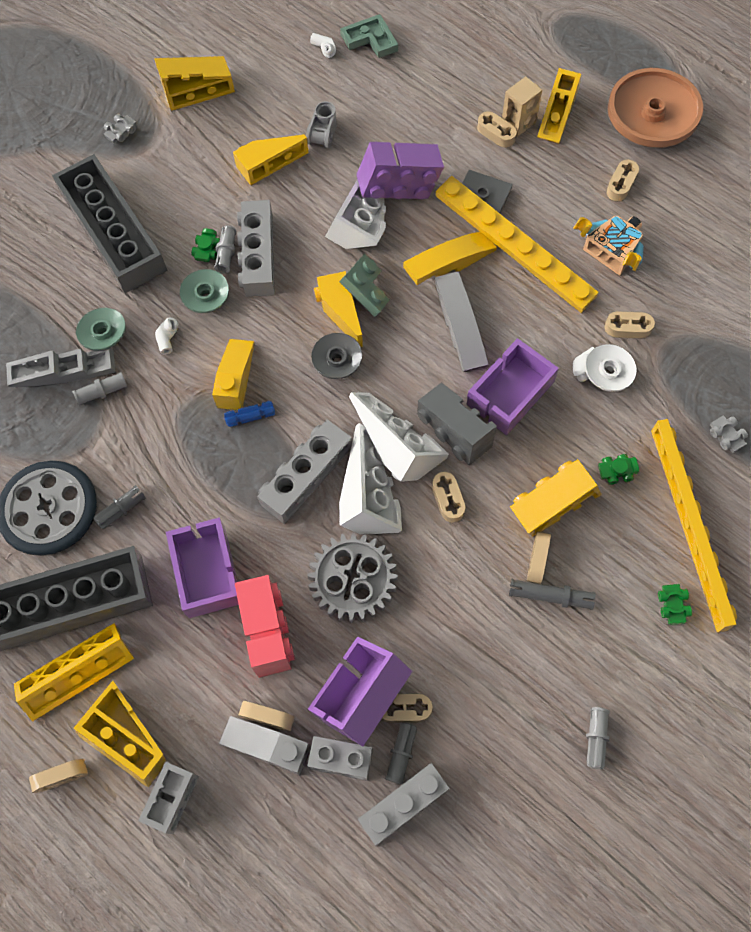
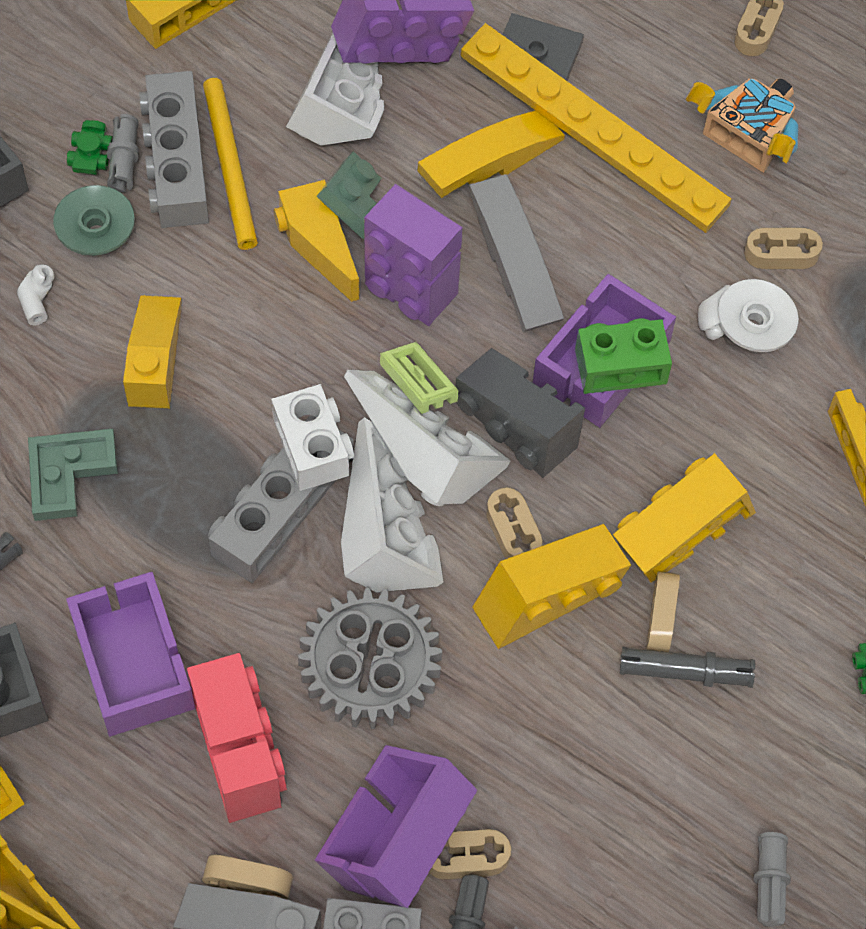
camera: 10 degrees left, 5 degrees down
(171, 441) = (61, 459): none -> sand green plate
(249, 413) = (183, 412): blue axle -> none
(289, 258) = (230, 164): none -> yellow piece
(323, 435) = (305, 438): none -> white brick
(336, 346) = (319, 300): dark grey dish -> none
(391, 400) = (411, 378): none -> yellowish green tile
(395, 321) = (412, 255): none -> medium lavender piece
(468, 535) = (549, 583): none -> yellow wedge
(523, 392) = (623, 355): none -> bright green brick
(619, 467) = (778, 469): green piece -> none

